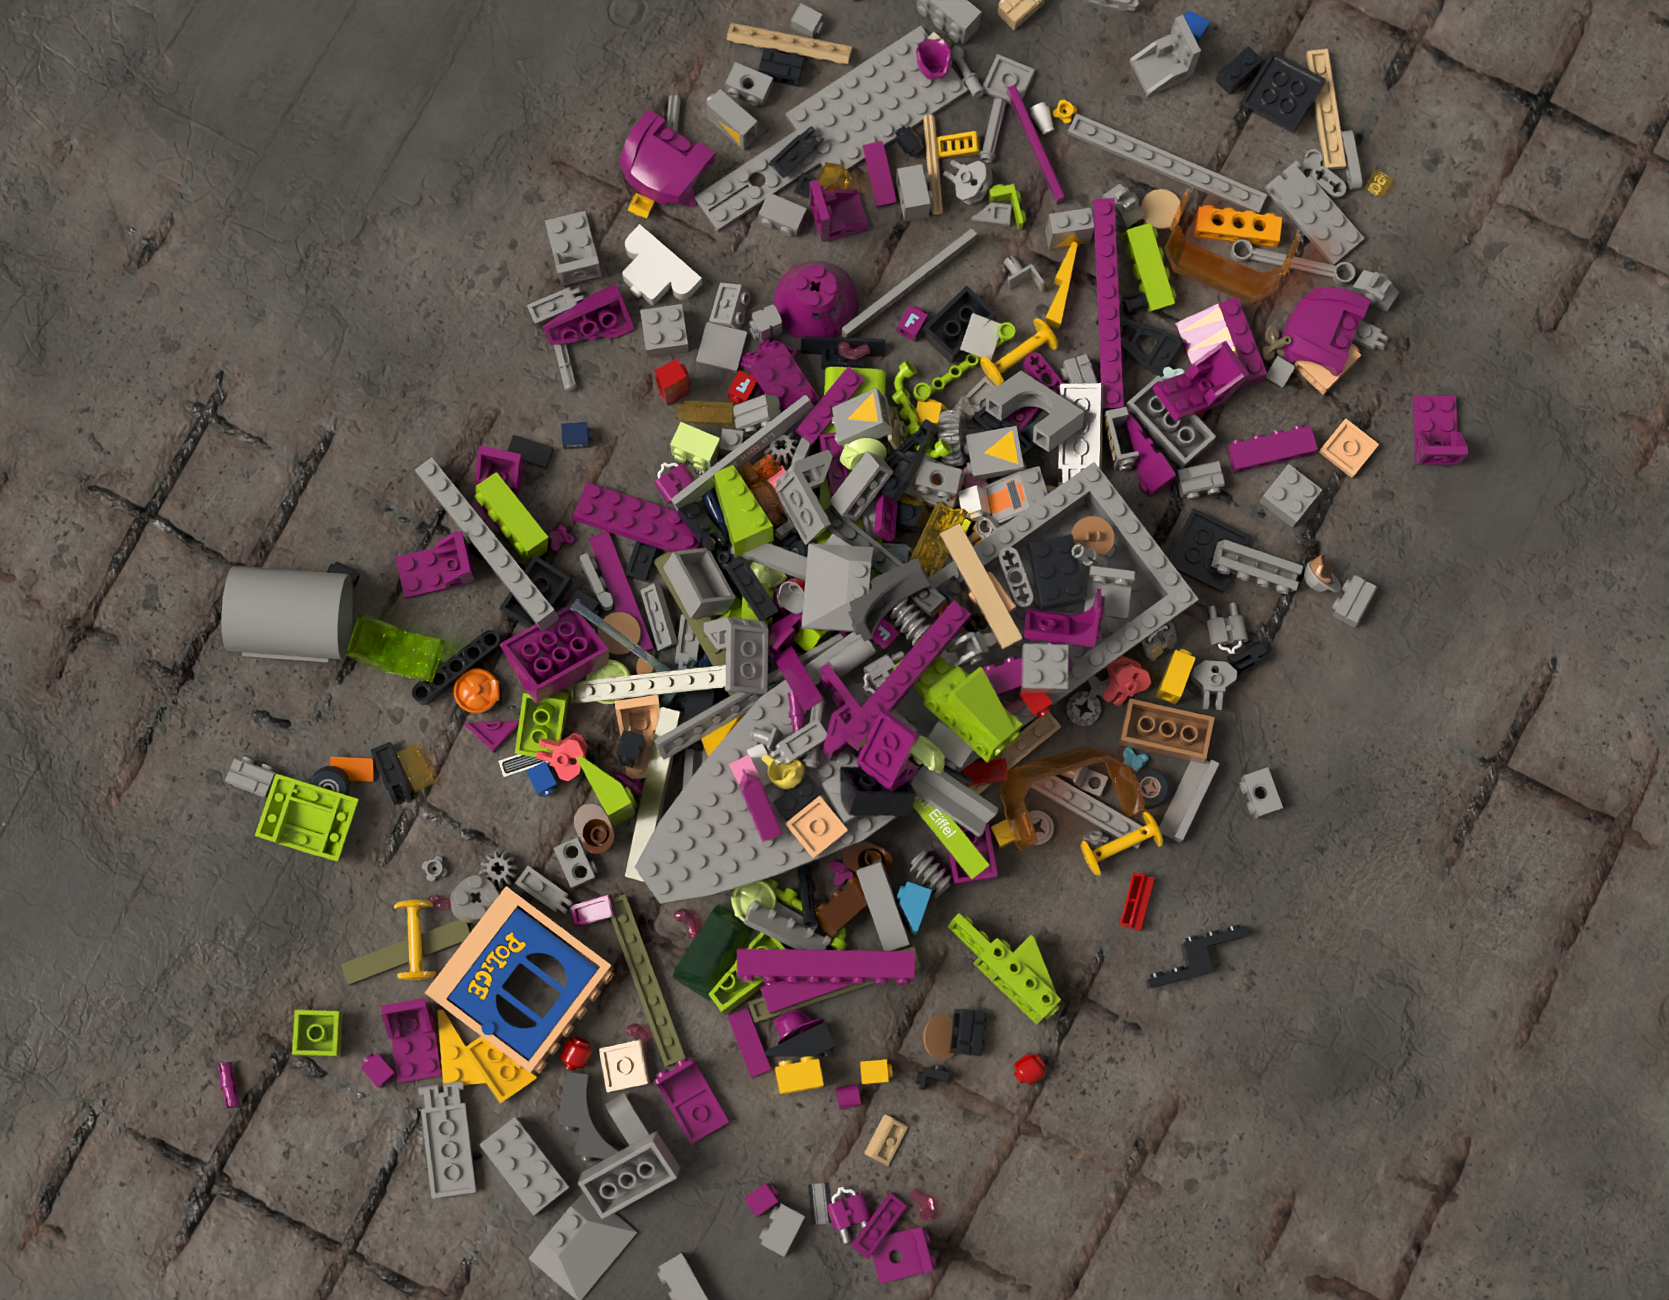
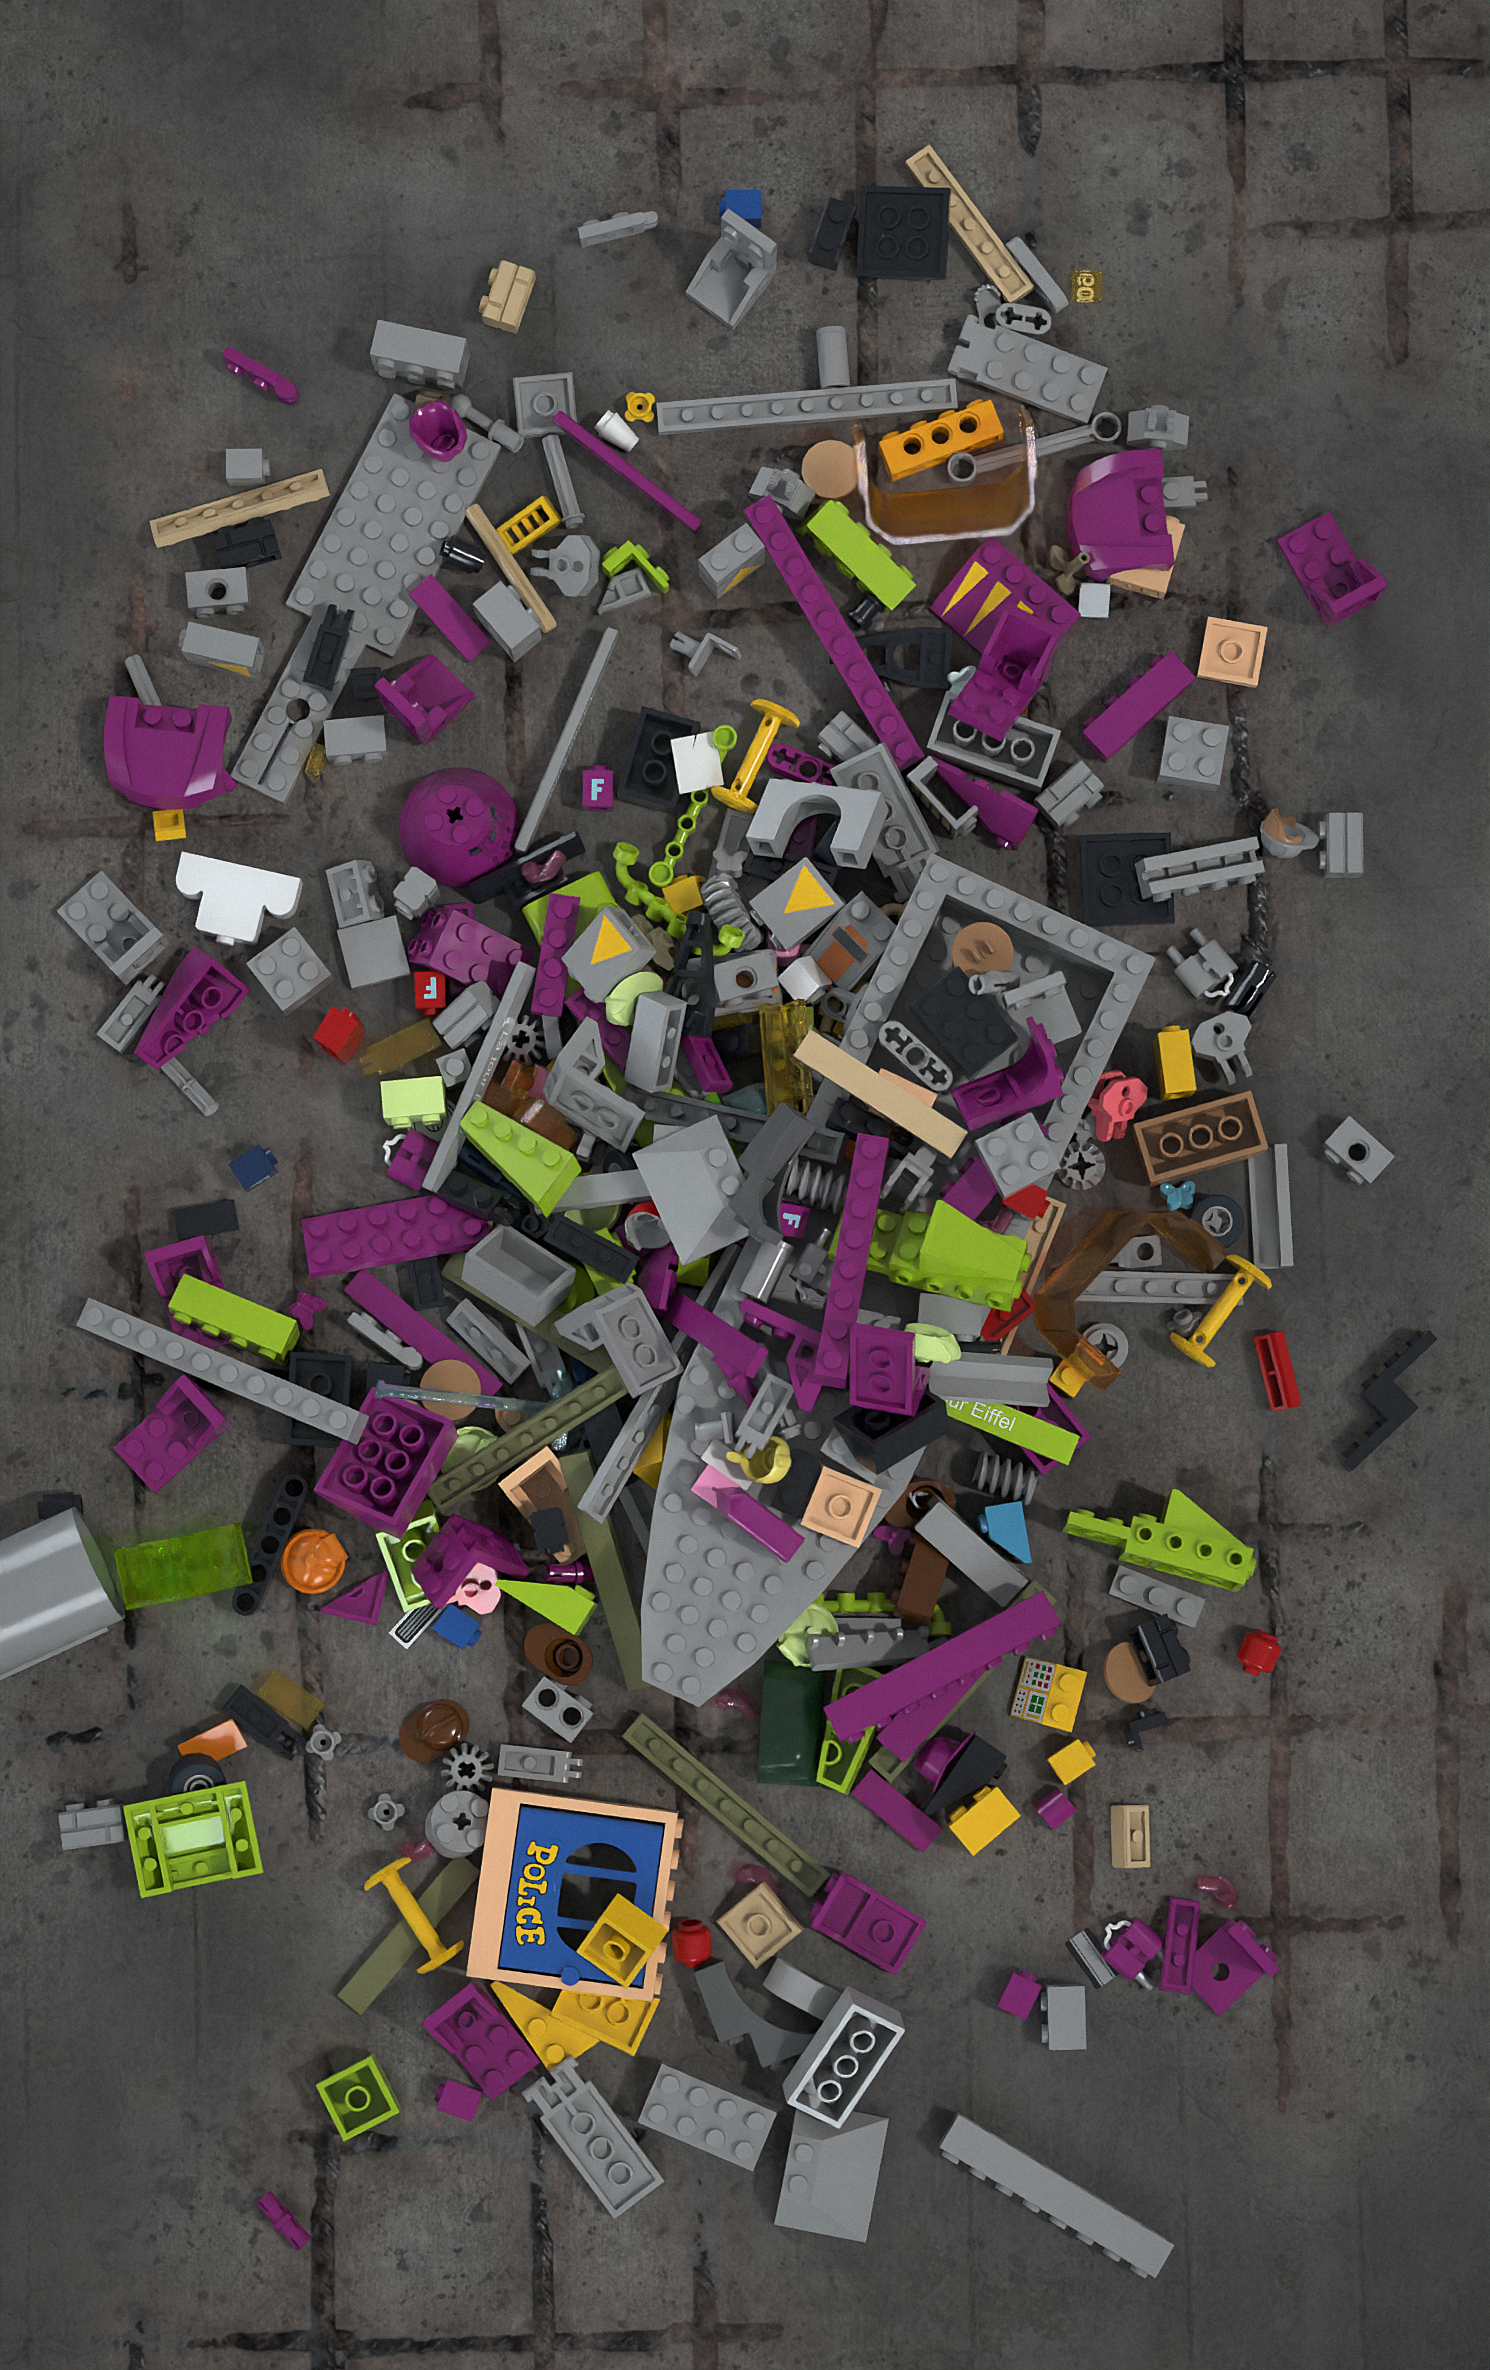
camera: 25 degrees left, 5 degrees up
(414, 804) = (314, 1744): none -> light grey plate
(492, 835) = (434, 1730): none -> reddish brown piece
(532, 1023) = (622, 1940): none -> yellow slope
(566, 729) = (459, 1548): none -> magenta bracket
(593, 911) = (614, 1755): tile -> none
(750, 215) = (315, 761): none -> clear yellow tile
(807, 889) = (862, 1580): black pin -> none
(834, 177) = (394, 658): clear yellow slope -> none
(883, 1022) = (1048, 1693): none -> yellow slope
(984, 999) = (1156, 1596): none -> light grey plate
(1062, 279) = (772, 678): yellow slope -> none
(1162, 638) = (1134, 1029): light grey piece -> none
(1199, 142) = (832, 357): none -> light grey pin

